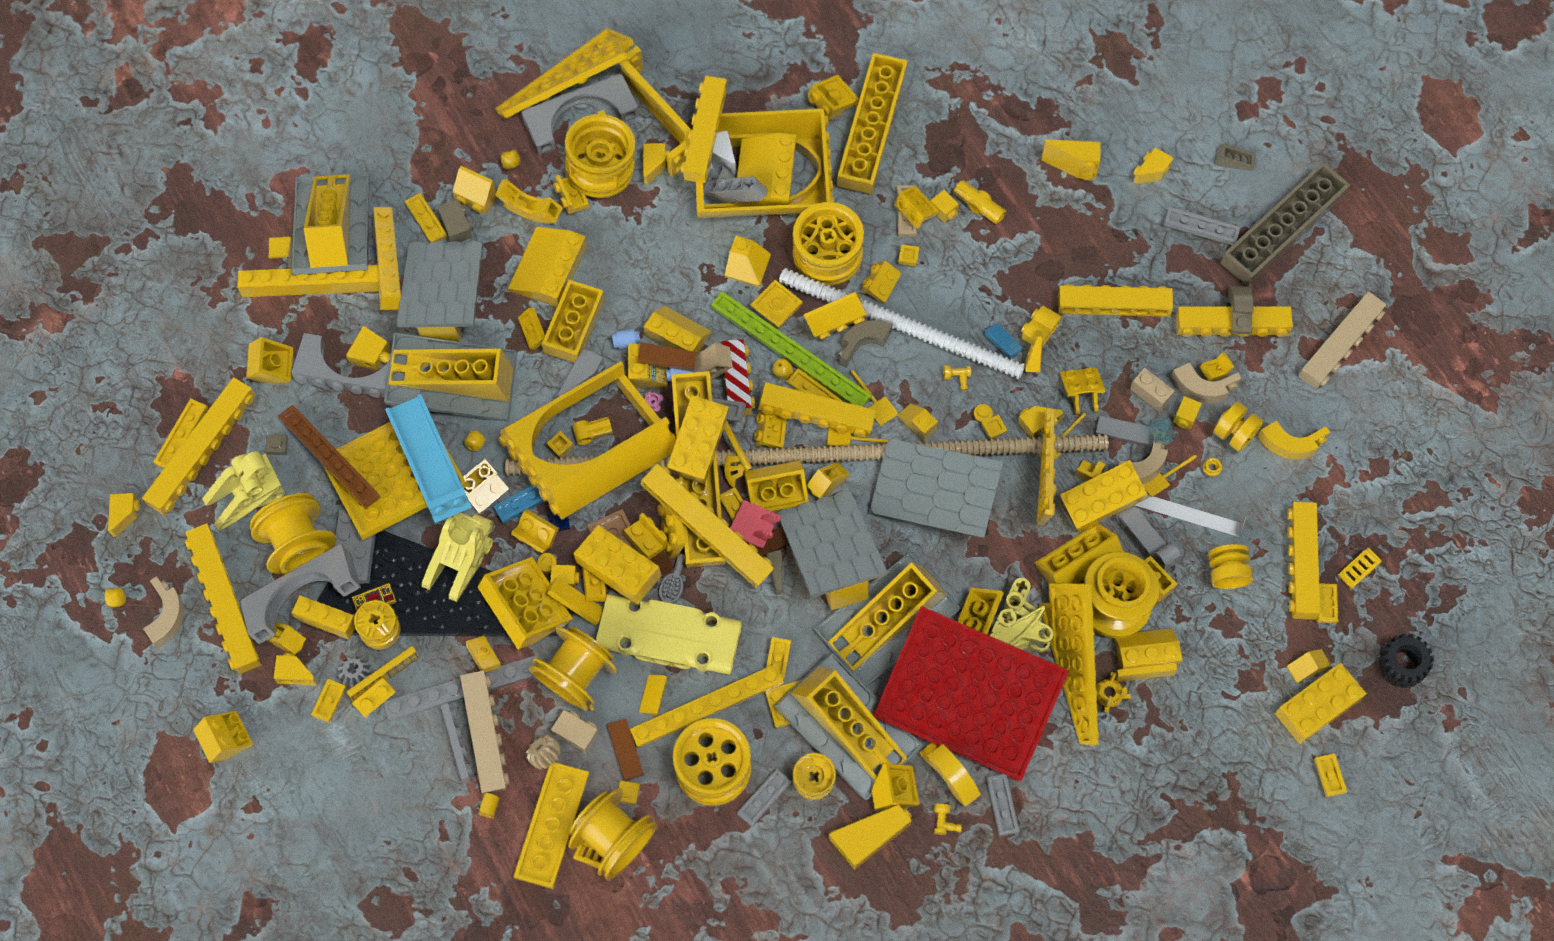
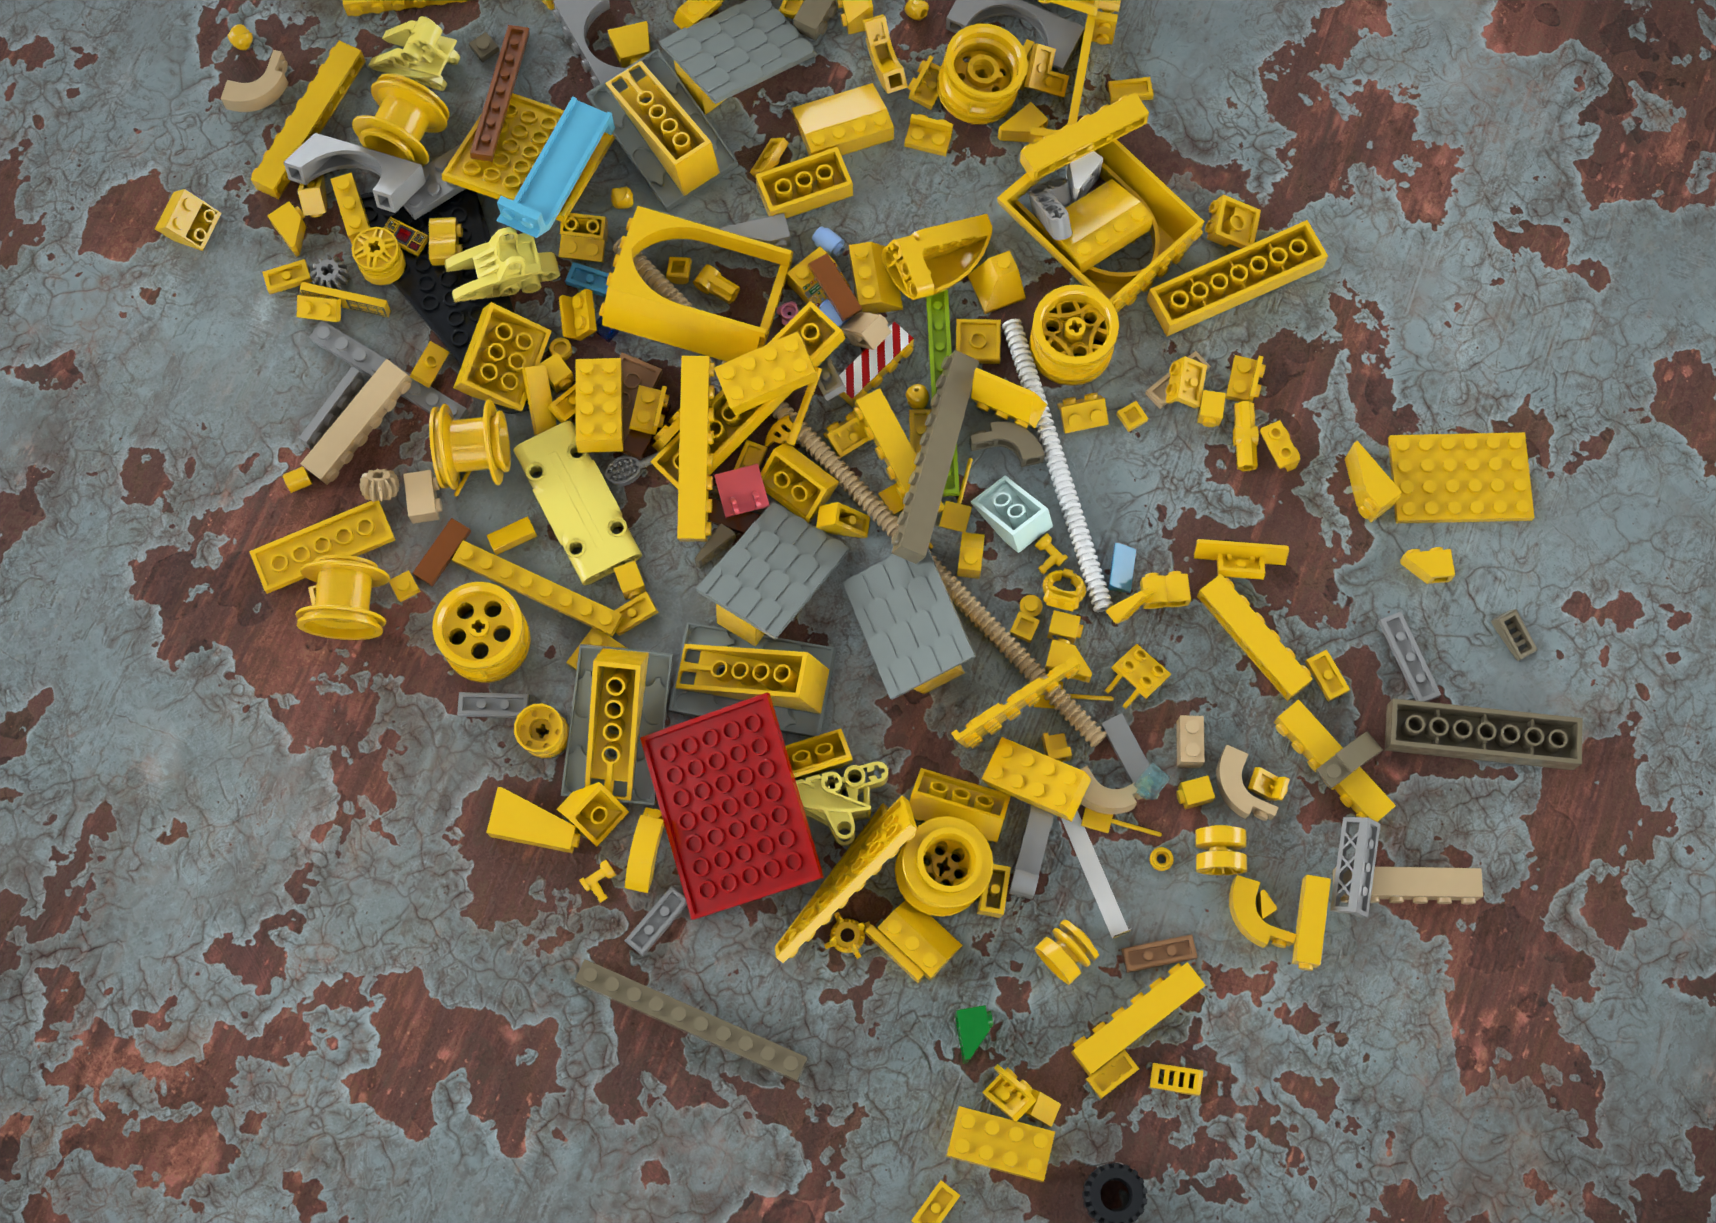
camera: 50 degrees right, 5 degrees up
(403, 574) = (444, 239): none -> yellow brick
(606, 222) = (929, 134): none -> yellow bracket
(637, 122) = (1039, 72): none -> yellow plate
(685, 83) = (1141, 86): none -> yellow tile
(701, 282) = (937, 256): none -> yellow panel
(754, 642) = (630, 580): none -> yellow brick
(840, 387) = (934, 458): none -> dark tan brick
(912, 374) = (1013, 513): none -> light aqua slope
(941, 172) = (1244, 379): none -> yellow bracket
(991, 392) = (1063, 599): none -> yellow piece
(1005, 186) = (1280, 445): none -> yellow bracket
(1014, 403) = (1065, 626): none -> yellow brick
(1057, 268) = (1241, 558): none -> yellow bracket
(1089, 832) = (691, 1020): none -> dark tan brick
(1111, 105) = (1461, 477): none -> yellow plate
(1174, 279) = (1327, 675): none -> yellow plate
(1237, 663) = (972, 1028): none -> green slope
(1271, 516) = (1159, 953): none -> medium nougat tile
(1292, 429) = (1265, 904): none -> yellow slope
(1293, 671) = (1009, 1094): none -> yellow bracket
(1316, 353) = (1360, 885): none -> light grey fence
(1325, 411) = (1311, 922): none -> yellow brick

